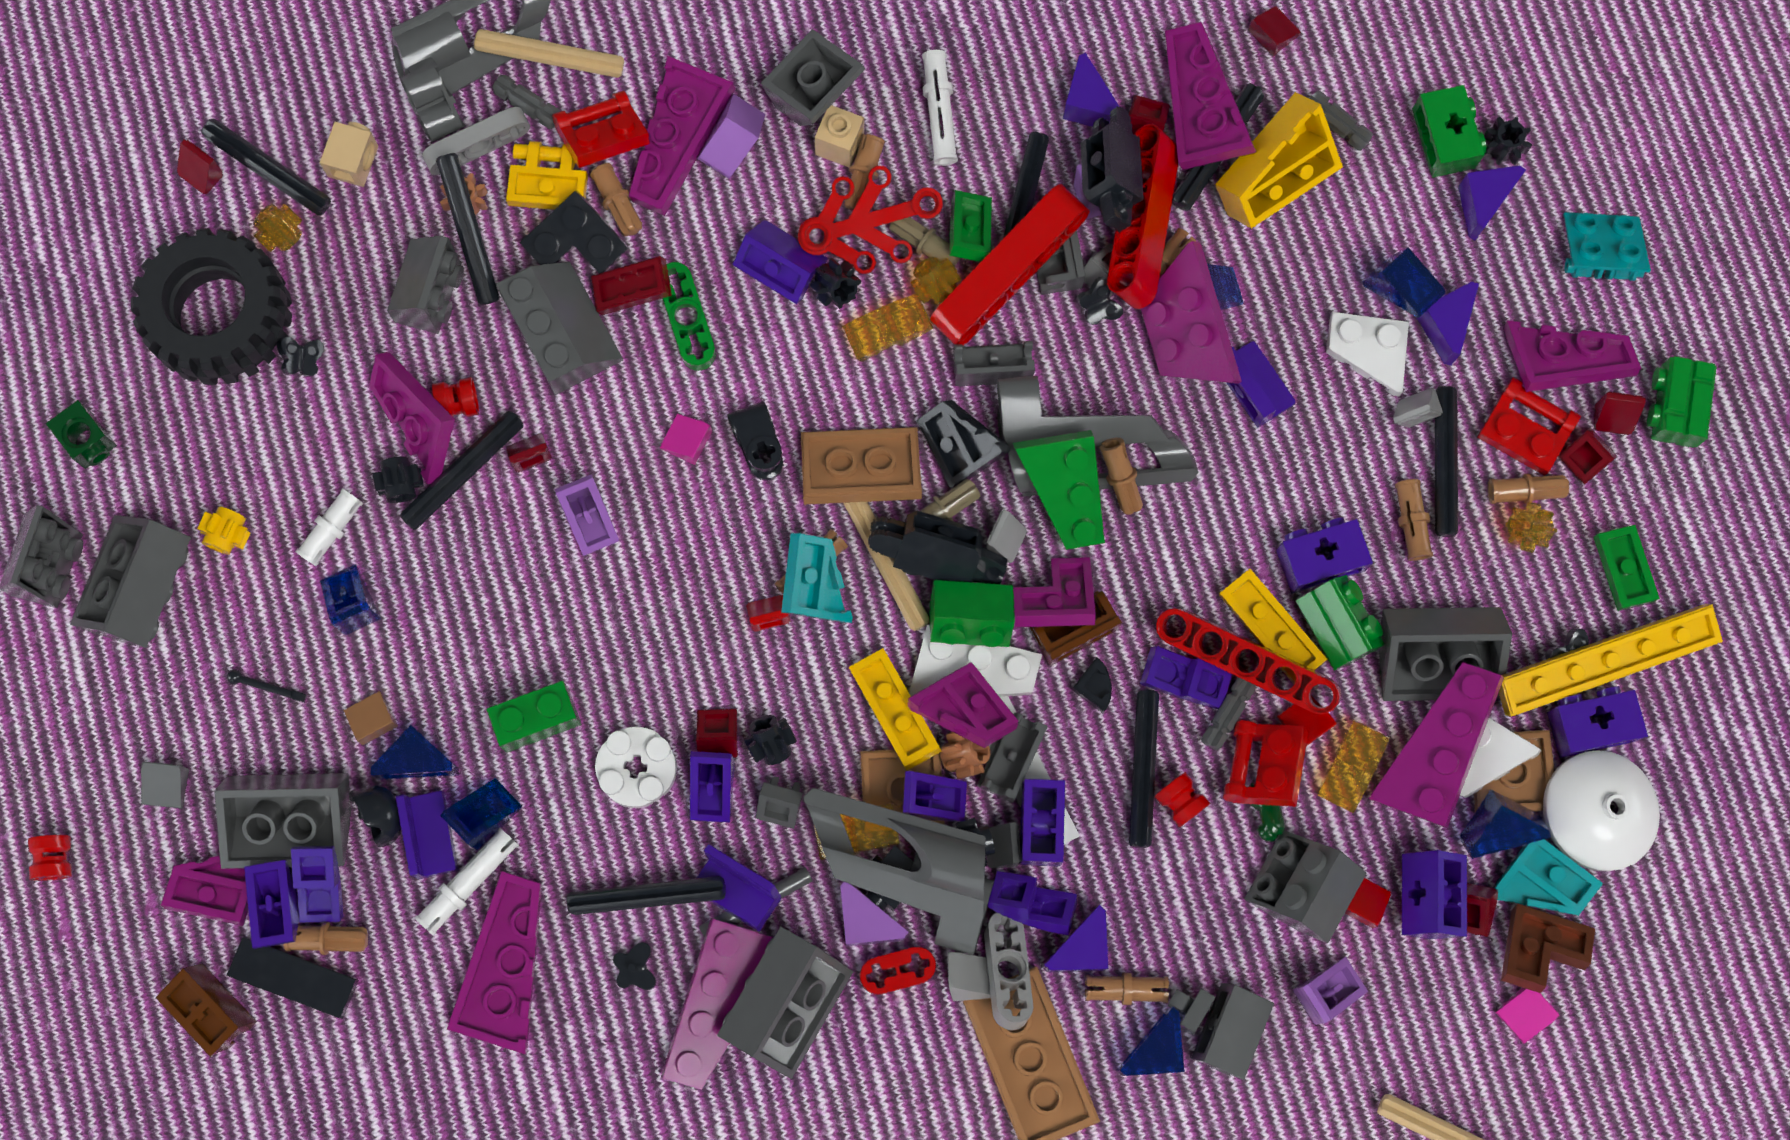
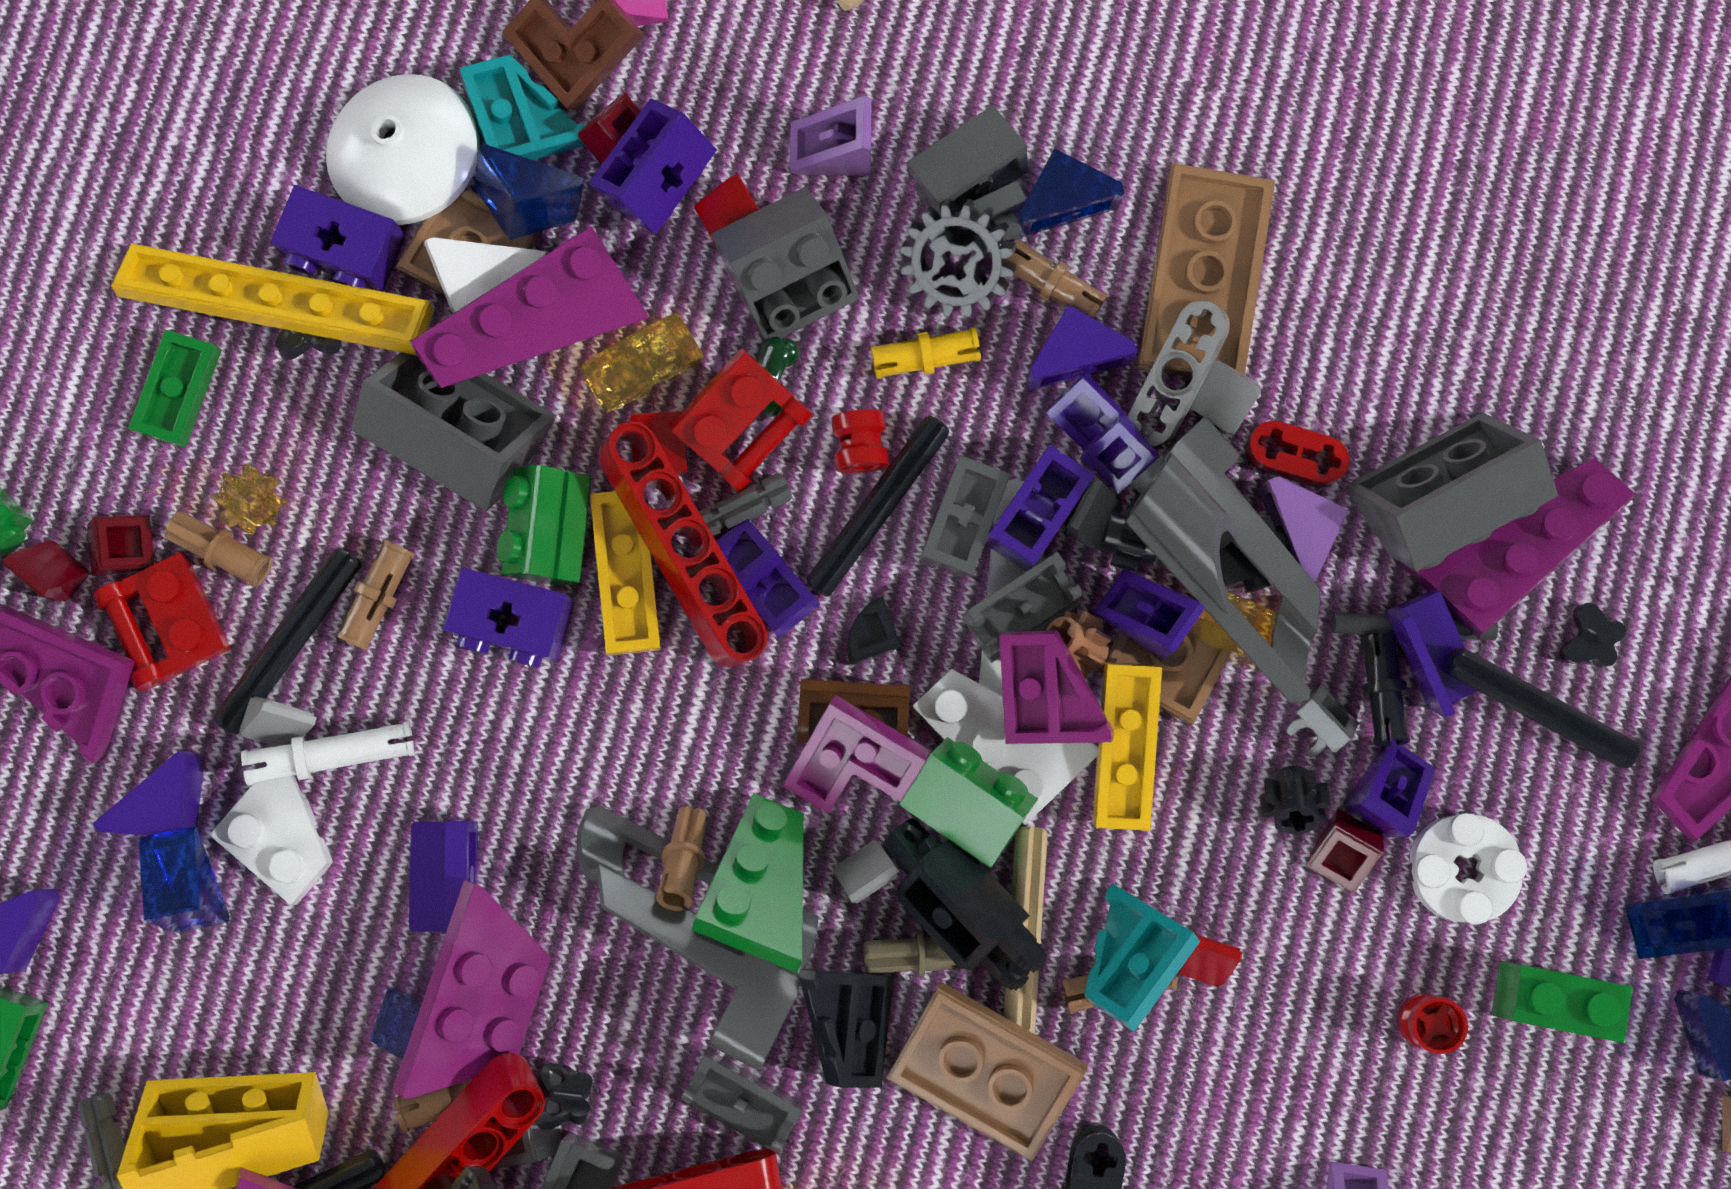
camera: 145 degrees left, 5 degrees up
(601, 651) = (1443, 1029): none -> red wheel
(752, 845) = (1385, 690): none -> black pin
(1086, 789) = (964, 517): none -> dark grey hinge
(1178, 886) = (925, 353): none -> yellow pin
(1202, 958) = (949, 239): none -> gear
(1374, 408) = (326, 753): none -> white pin

